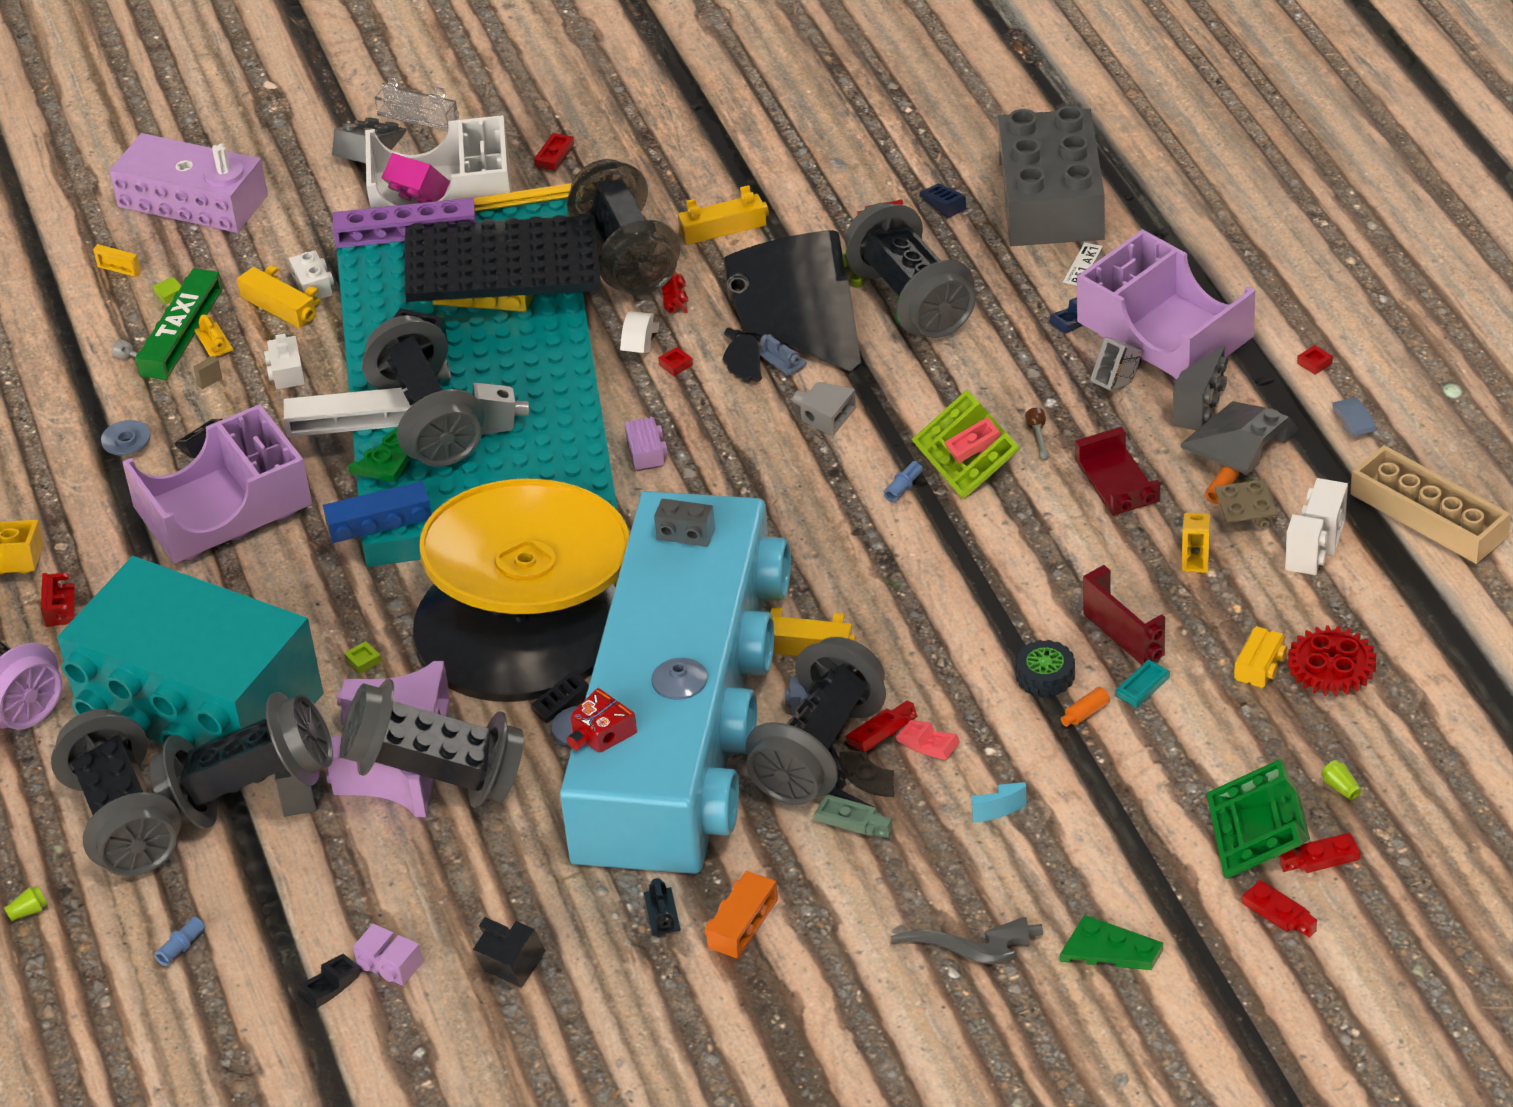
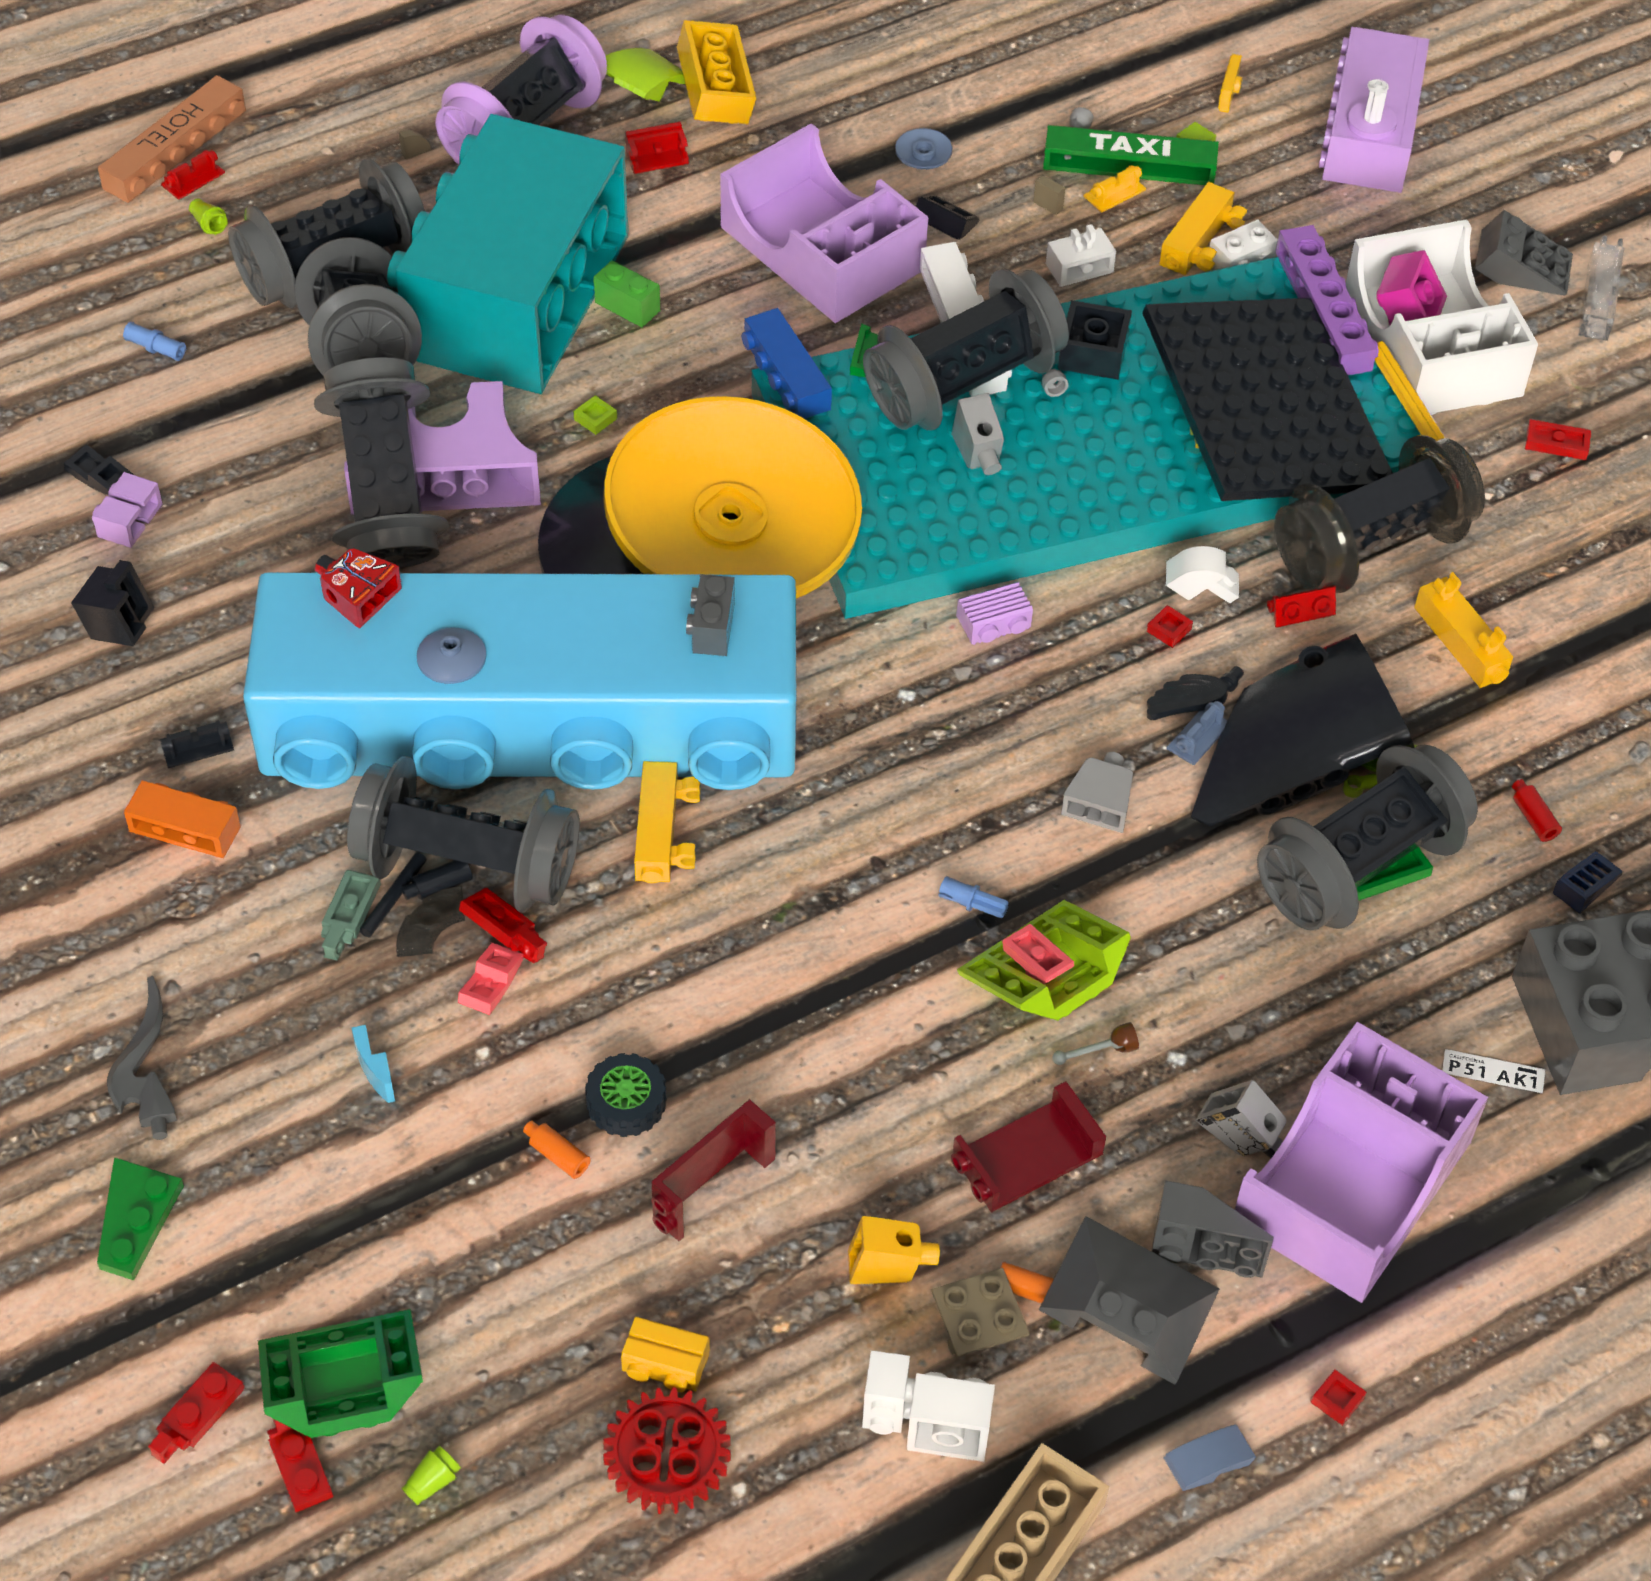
camera: 75 degrees right, 10 degrees up
(1142, 683) = (613, 1216): teal tile -> none

